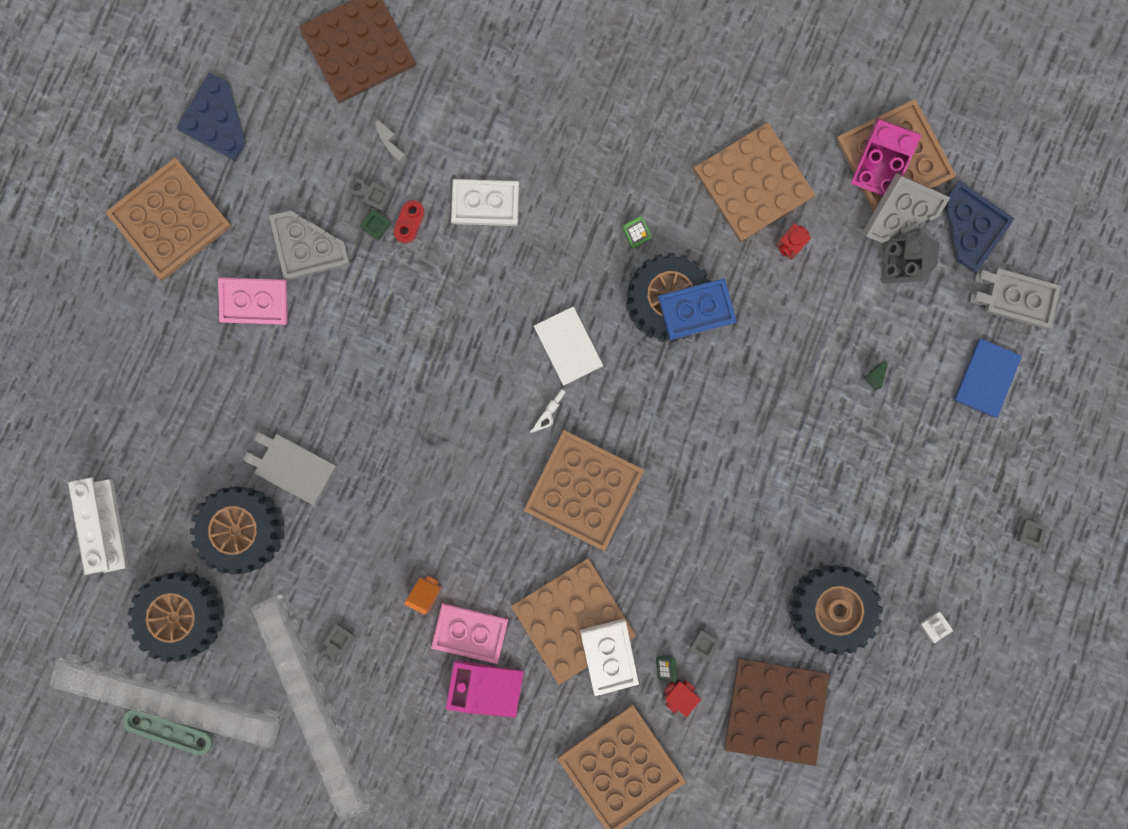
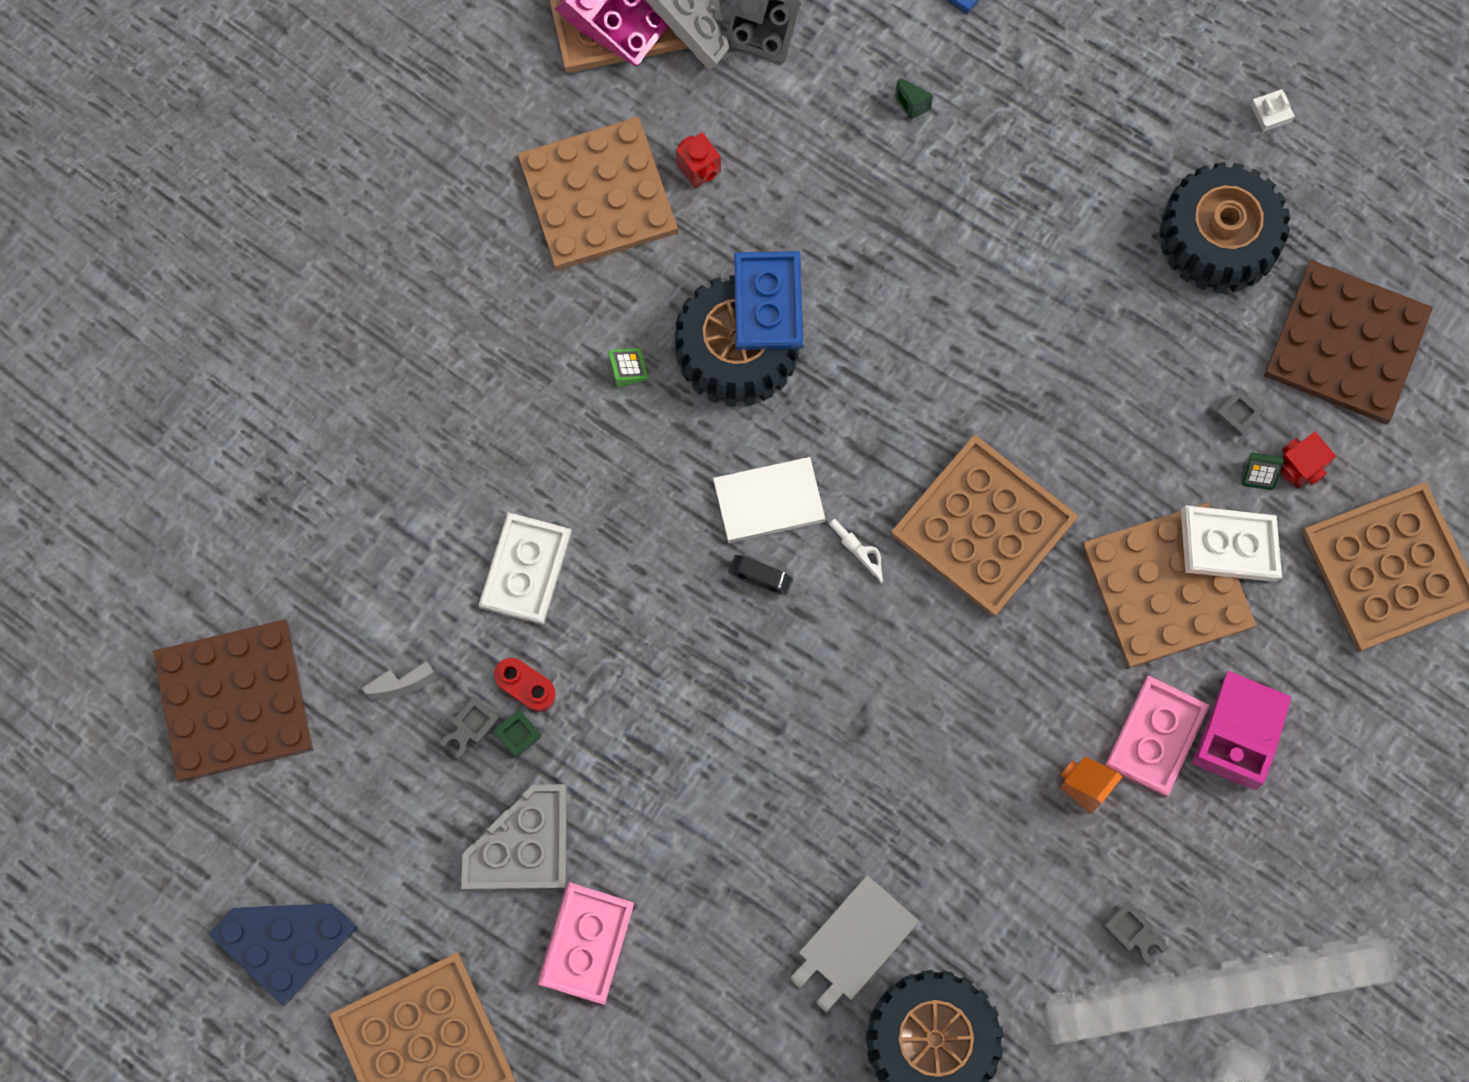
camera: 75 degrees left, 10 degrees down
(515, 352) = (760, 574): none -> black beam

